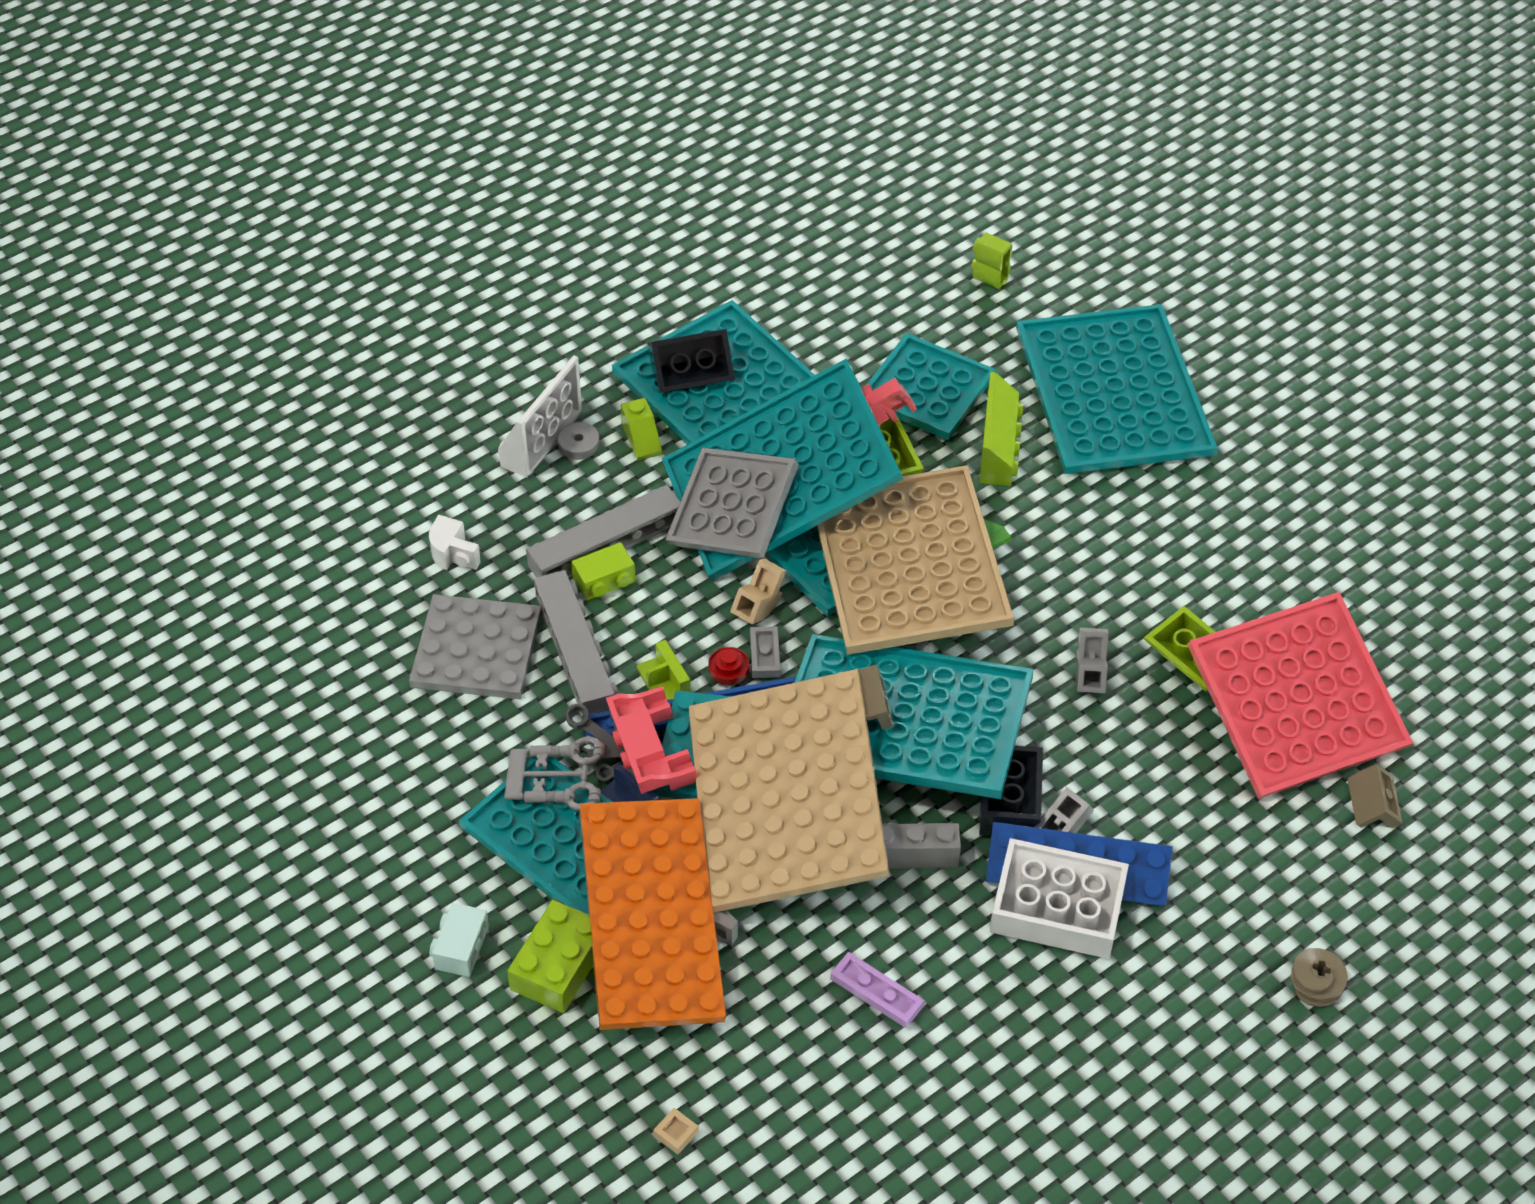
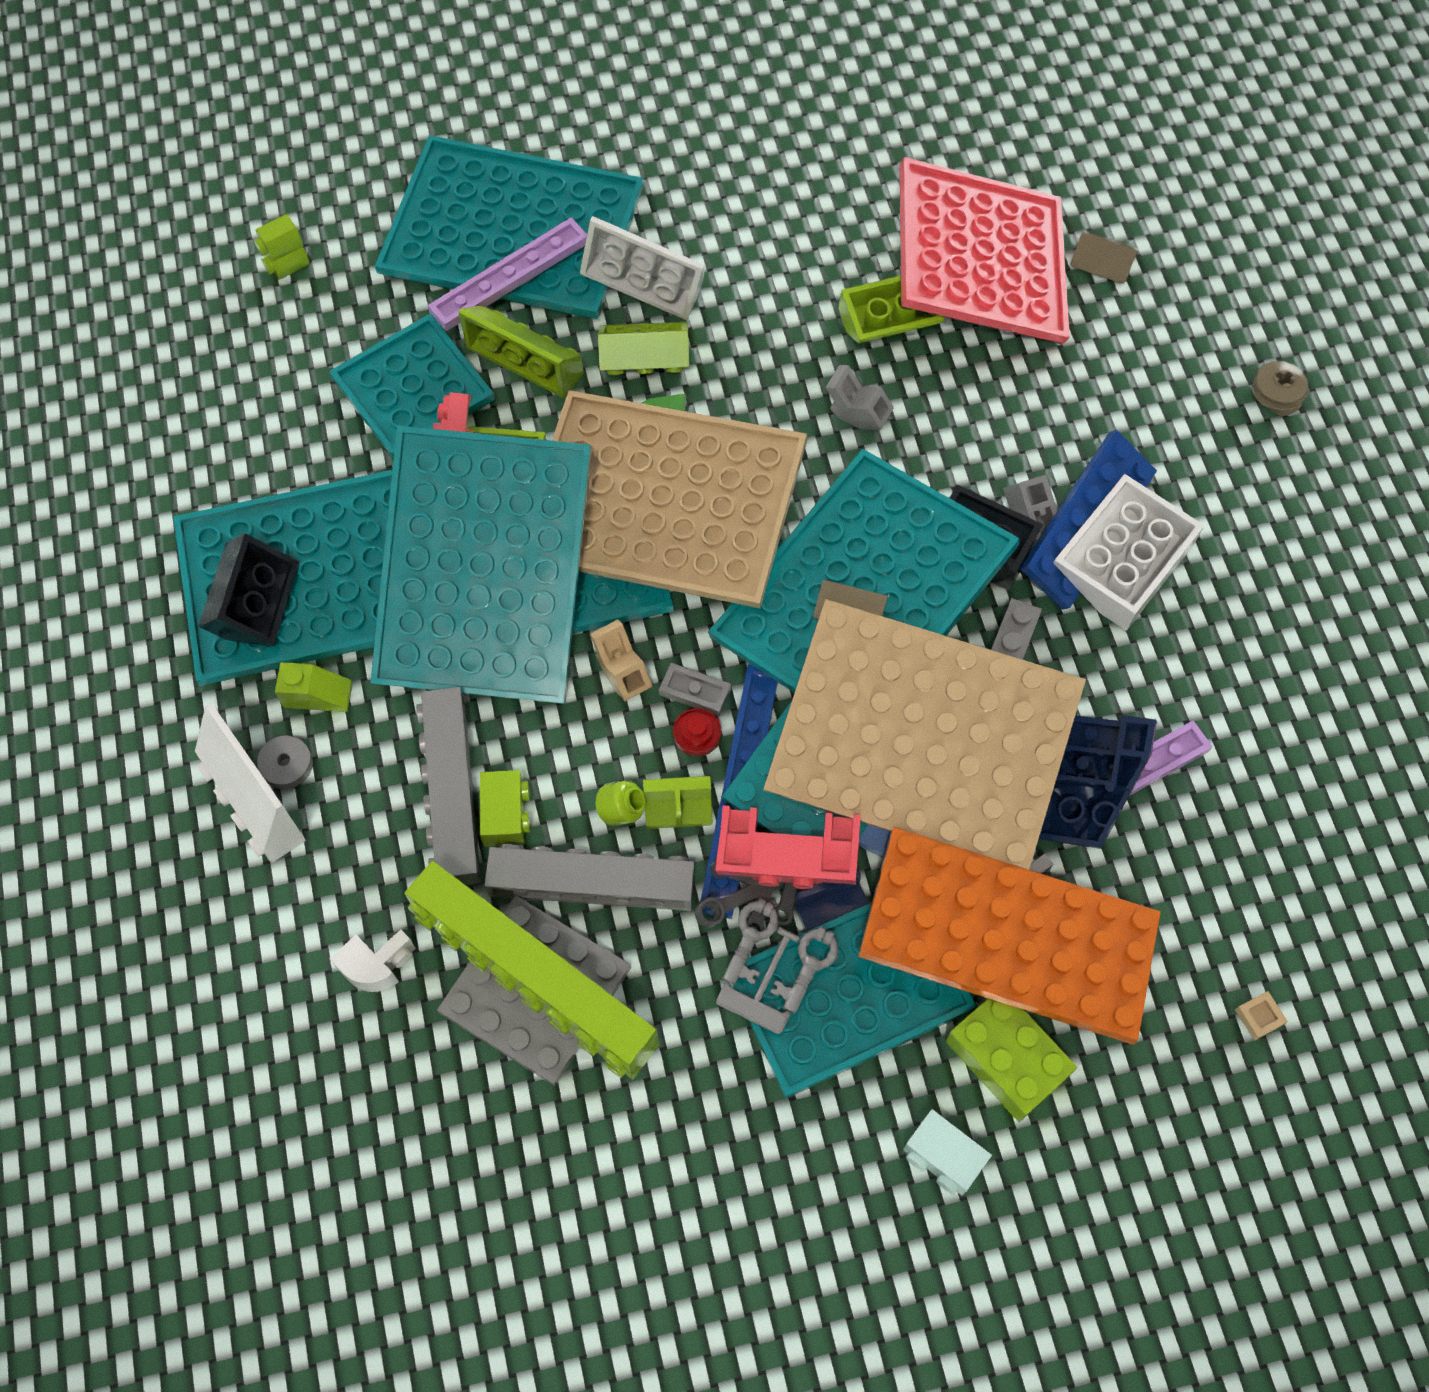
camera: 65 degrees left, 15 degrees up
(476, 623) = (533, 970): none -> lime brick
(646, 644) = (620, 803): none -> lime head
(732, 502) = (497, 632): light grey plate -> none
(823, 924) = (1096, 778): none -> dark blue wedge
(1054, 508) = (643, 347): none -> lime slope
(1064, 398) = (509, 272): none -> lavender plate
(1116, 472) = (641, 268): none -> white slope

